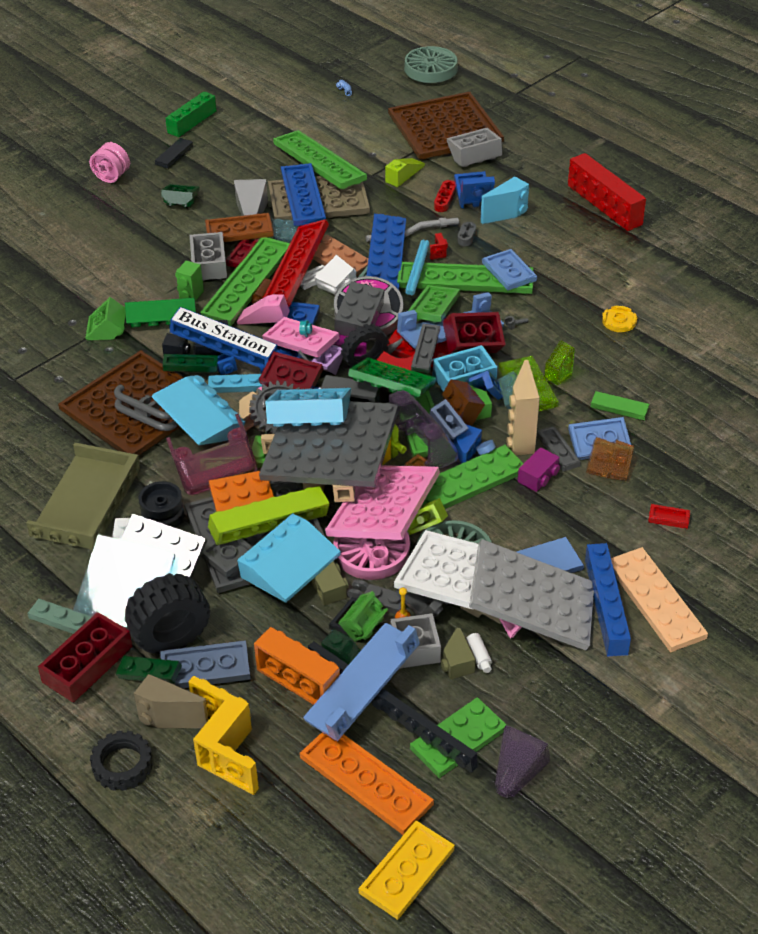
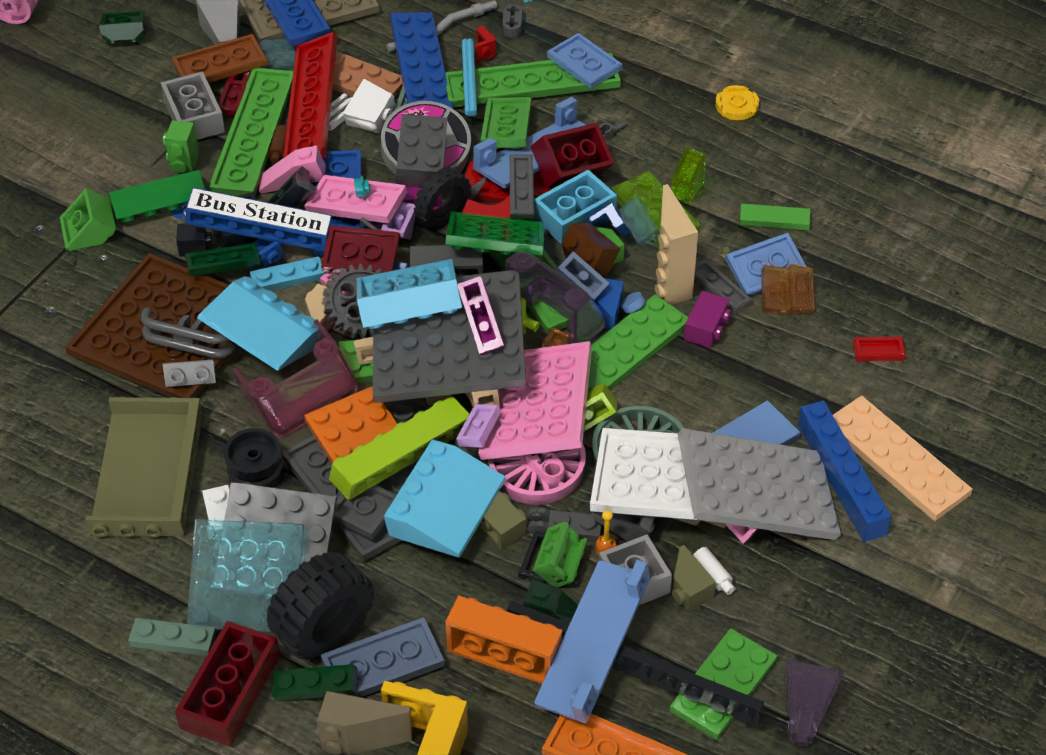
camera: 15 degrees left, 5 degrees up
(137, 436) = (189, 373): none -> light grey hinge
(258, 323) = (294, 190): none -> black brick
(331, 510) = (478, 425): none -> lavender plate
(355, 428) = (481, 315): none -> slope

